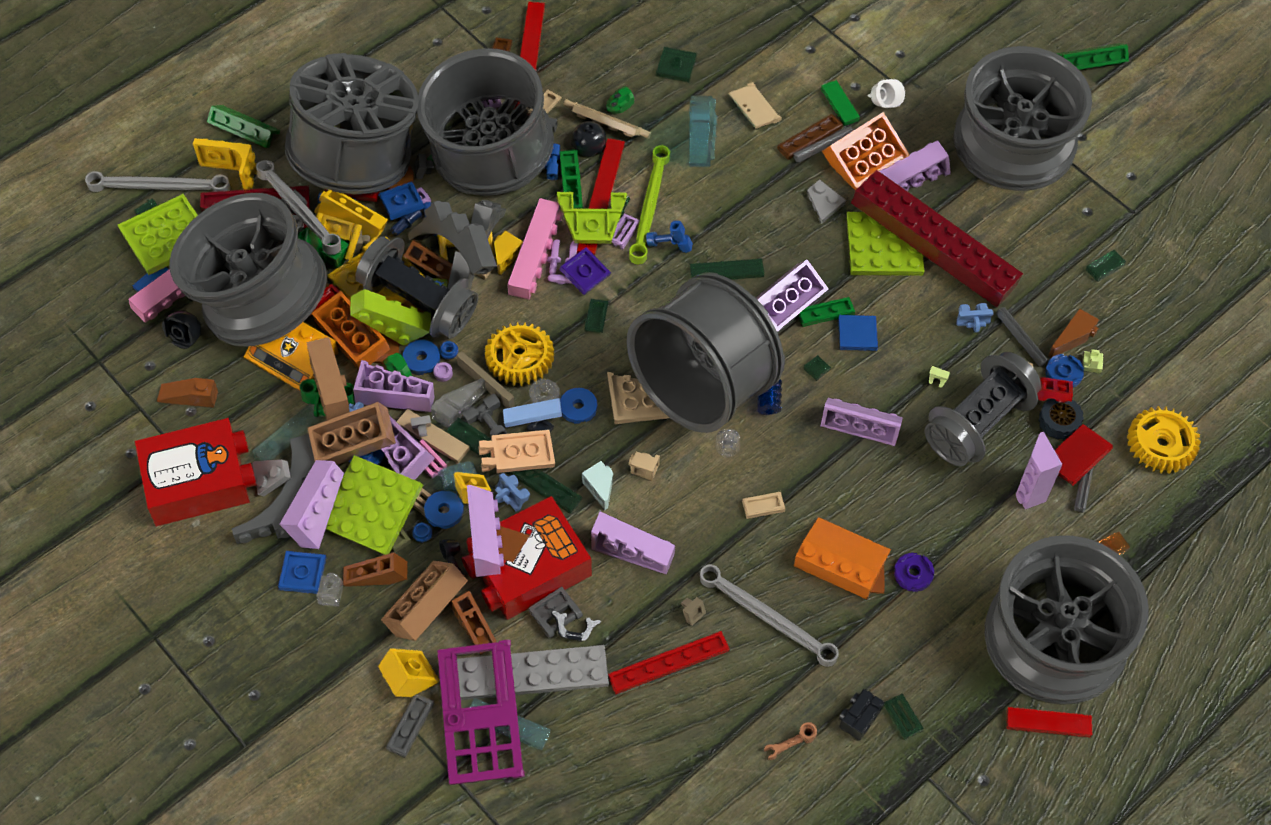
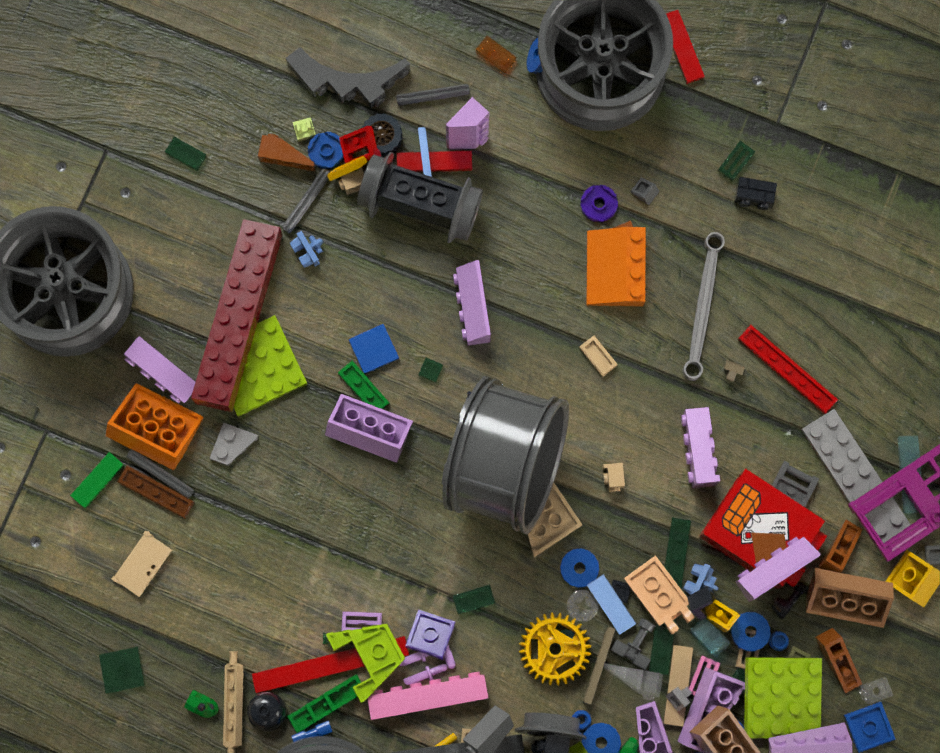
camera: 115 degrees left, 20 degrees up
(443, 372) = (605, 713): lavender tile -> none
(492, 472) = (700, 600): none -> black panel
(506, 250) = (444, 724): yellow slope -> none
(573, 635) = (800, 475): helmet -> none
(599, 483) = (652, 506): light aqua slope -> none
(649, 204) = (317, 611): lime piece -> none
(676, 236) = (353, 563): blue bar -> none
(702, 130) = (207, 598): clear light blue brick -> none
(731, 269) = (361, 500): clear green tile -> none
(805, 728) = (799, 225): nougat brick -> none
(888, 93) = (69, 435): white piece -> none
(908, 618) = (645, 190): none -> dark grey slope
(940, 374) = (386, 256): yellowish green tile -> none
(1016, 451) = (438, 161): none -> red tile
(1017, 435) = (424, 151): none -> light blue tile
(1037, 365) = (347, 168): none -> yellow tile
(1081, 453) = (416, 106): red tile -> none
(1136, 390) = (345, 85): none -> dark grey arch
(1168, 427) = (370, 29): yellow gear -> none

